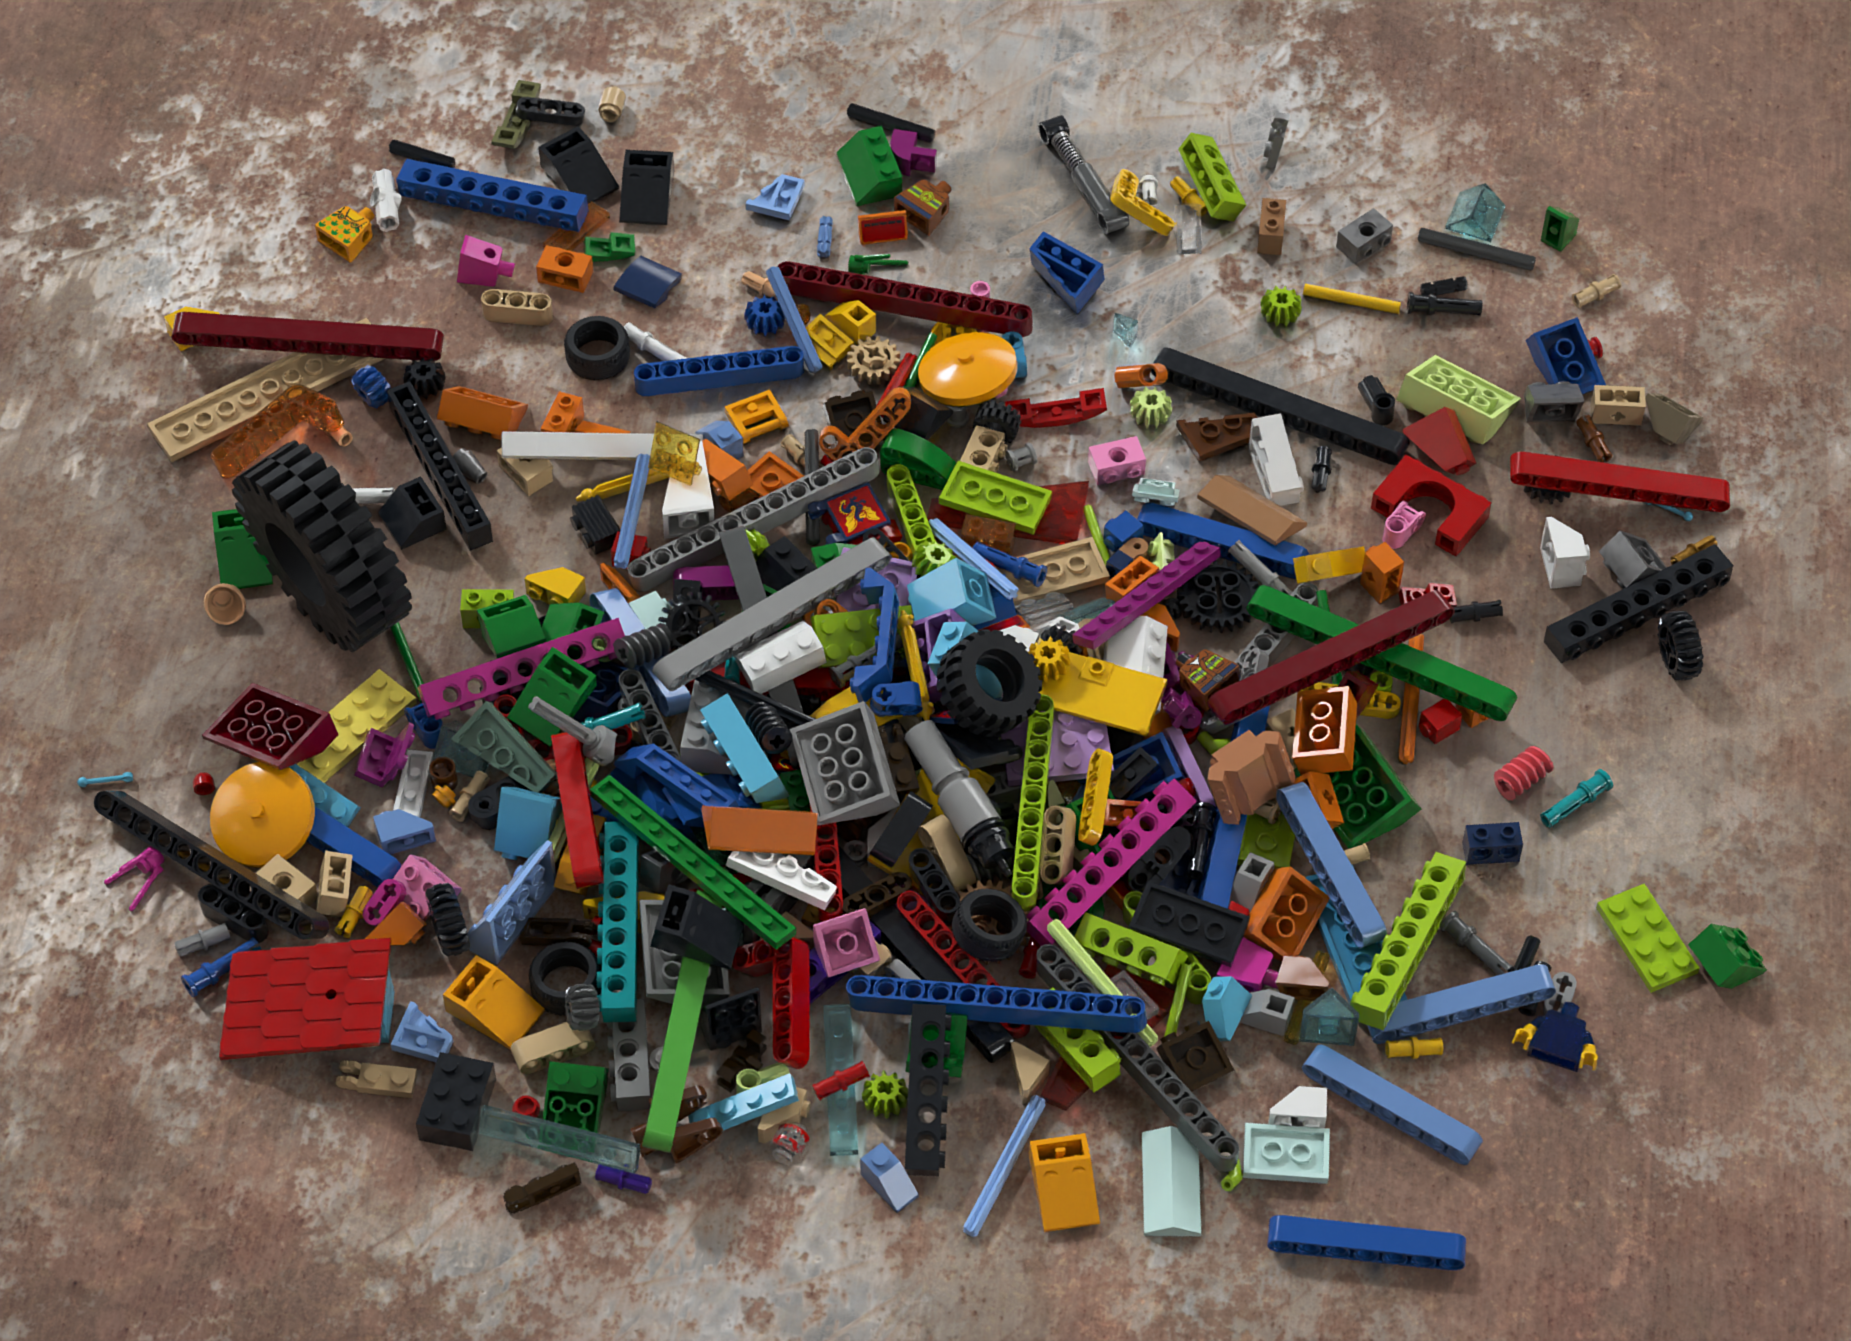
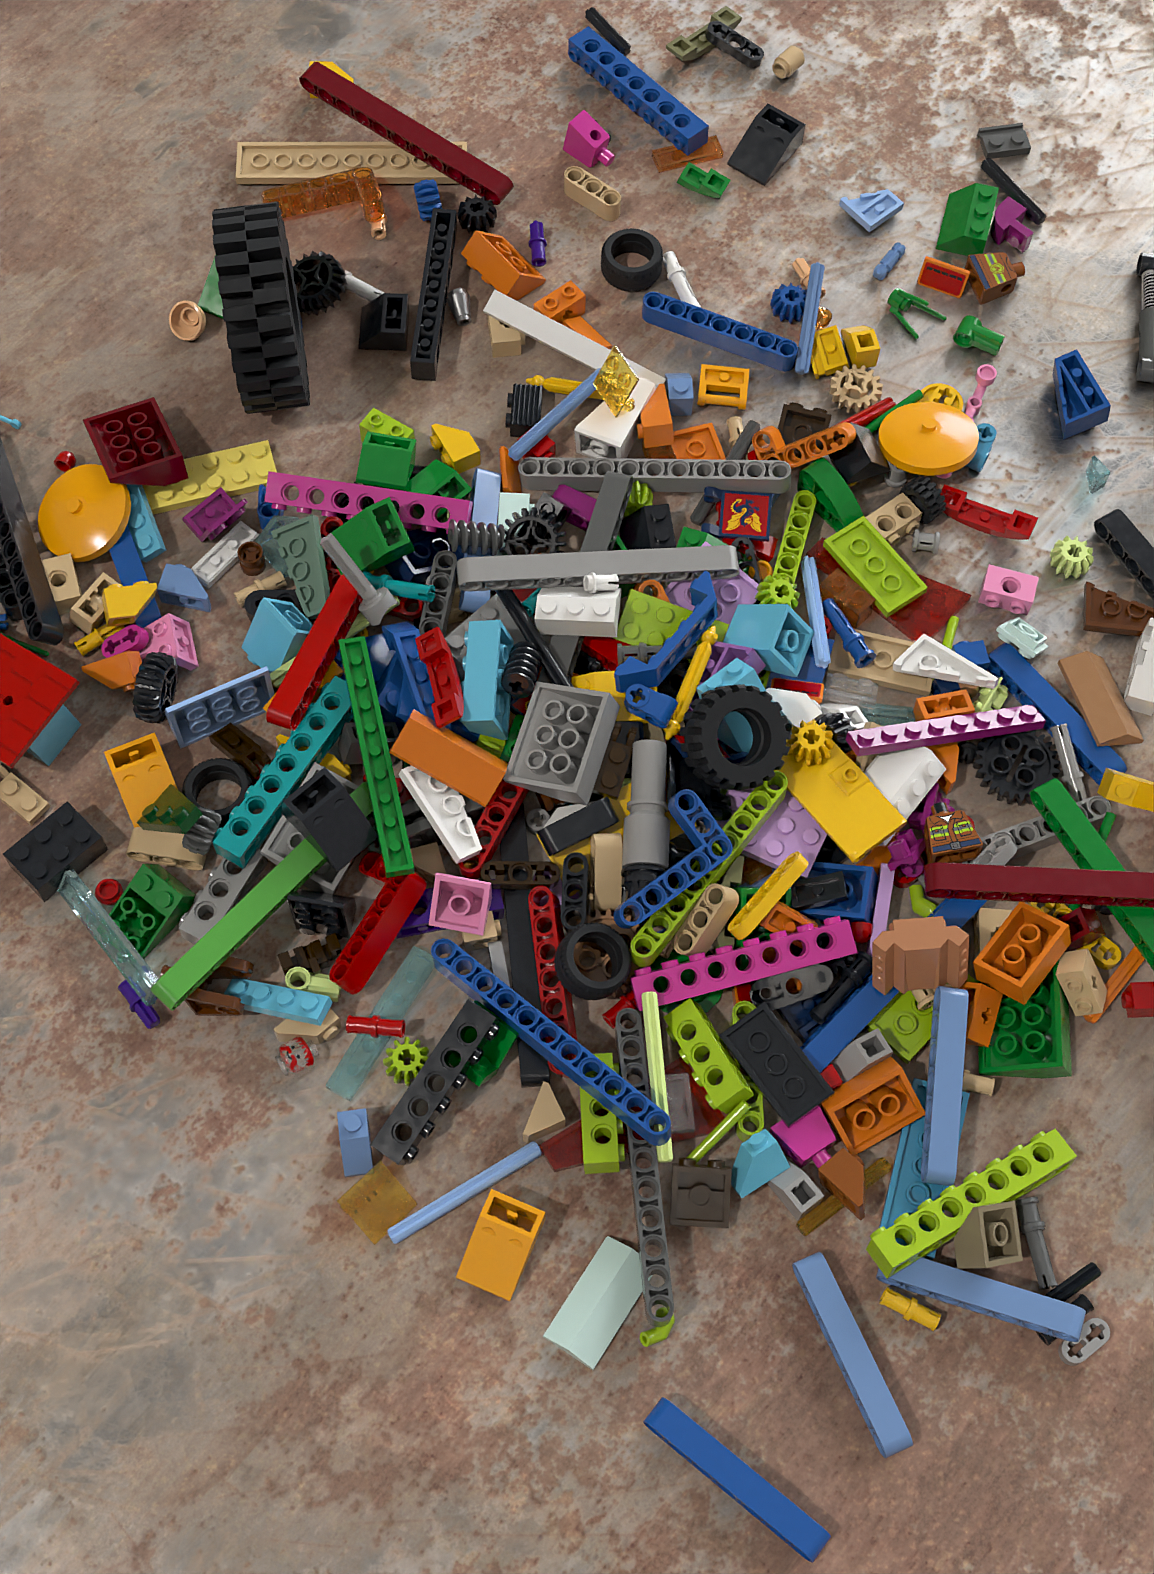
camera: 30 degrees right, 10 degrees up
(346, 231) = (503, 63): light orange torso -> none
(367, 865) = (126, 603): none -> yellow slope
(385, 200) = (550, 53): white piece -> none
(407, 657) = (299, 440): green piece -> none
(421, 1036) = (73, 776): light blue wing -> none
(444, 796) = (239, 577): light orange plate -> none
(498, 376) = (537, 244): none -> dark purple axle
(542, 1188) = (68, 971): dark brown hinge -> none
(545, 1005) = (170, 813): none -> dark green wing
(564, 269) = (653, 180): orange brick -> none
(577, 165) = (722, 99): black slope -> none
(647, 281) = (713, 225): dark blue slope -> none
(707, 767) = (443, 677): none -> red slope
(782, 624) = (600, 582): none -> white pin
(852, 82) = (1004, 141): none -> dark grey plate
(907, 299) = (919, 350): dark red beam -> none
(939, 1212) = (376, 1202): none -> clear yellow hinge
(940, 264) = (972, 333): none -> green piece
(1019, 810) = (681, 870): none -> blue beam
(1096, 547) = (937, 661): none -> white wing
(1140, 375) = (1080, 523): orange piece -> none
(1286, 1153) = (721, 1340): light aqua plate -> none
(1301, 1108) = (763, 1305): white slope -> none
(1329, 1021) = (843, 1235): clear light blue slope -> none
(1384, 678) = (1113, 922): lime bush -> none
(1384, 731) = (1081, 982): none -> tan brick
(1439, 956) = (989, 1237): none -> dark tan slope
(1492, 843) = (1117, 1150): dark blue brick -> none
(1559, 1039) = (1054, 1388): clear blue torso -> none

